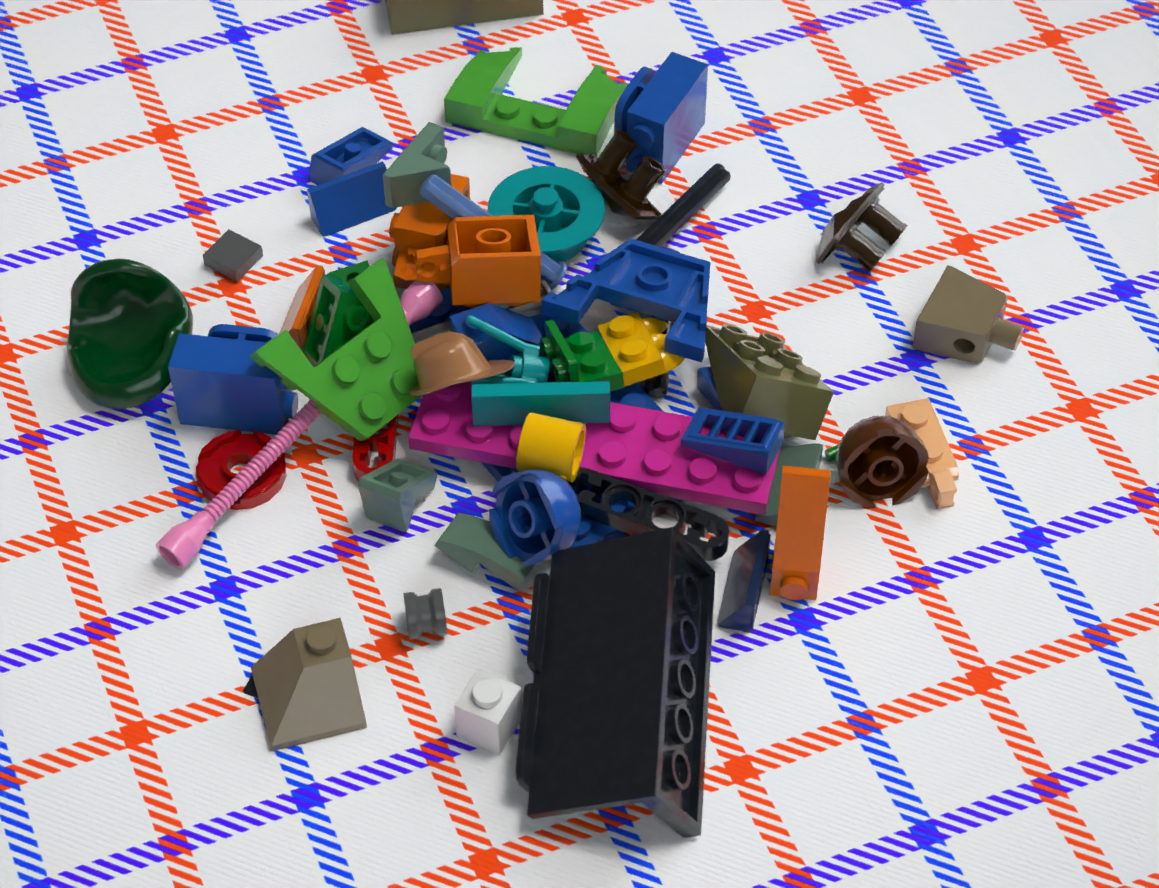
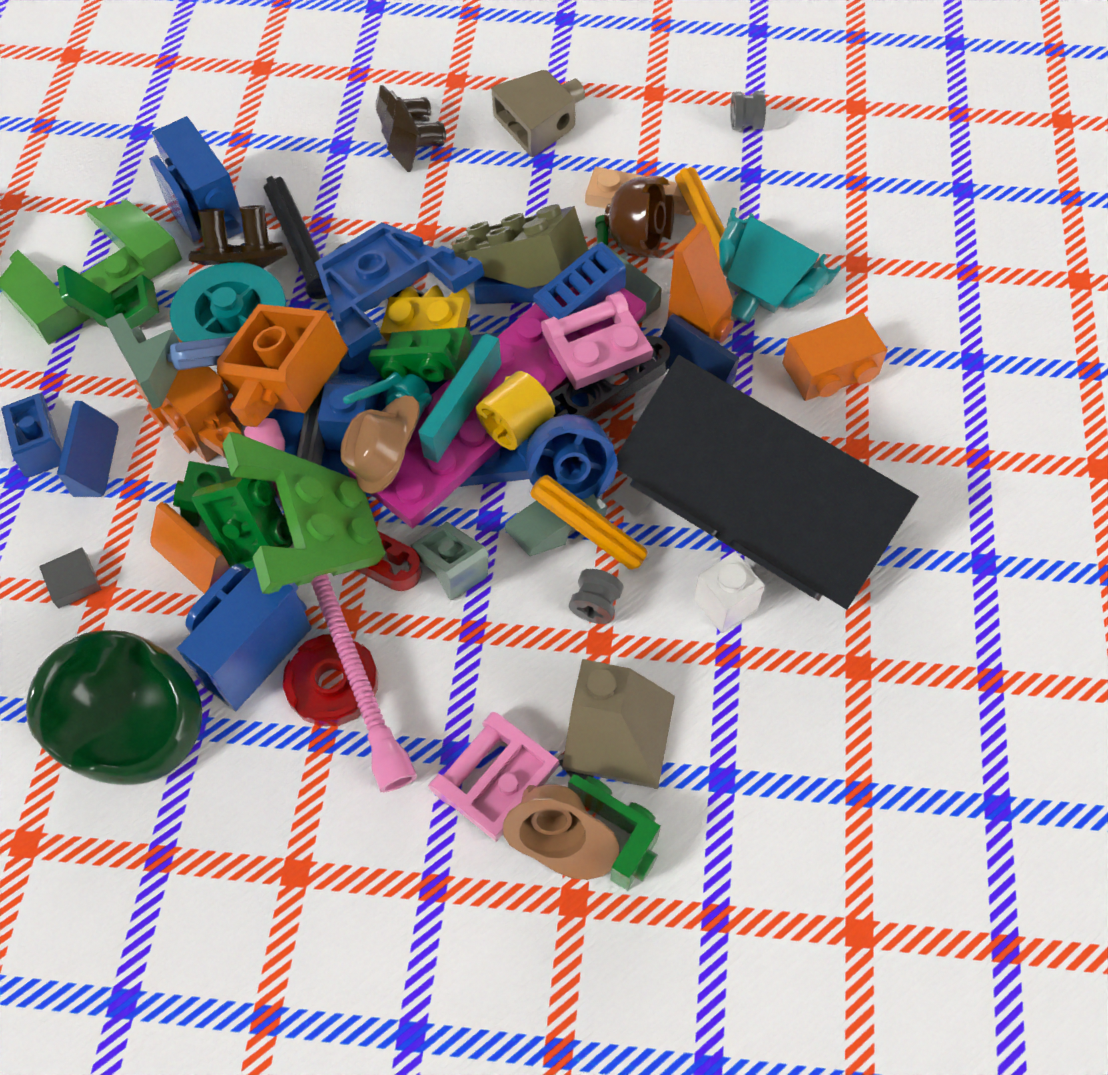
camera: 60 degrees left, 10 degrees up
(184, 679) = (560, 833): none -> medium nougat piece
(206, 748) = (637, 855): none -> green bracket
(212, 631) = (503, 782): none -> bright pink plate
(488, 568) = (588, 522): none -> light orange axle
(494, 127) = (135, 300): none -> green bracket
(676, 490) = (603, 351): none -> bright pink plate
(826, 695) = (834, 356): none -> orange brick
(890, 591) = (768, 267): none -> teal torso
(922, 516) = (700, 204): none -> light orange axle
(1106, 491) = (748, 110): none -> dark grey wheel

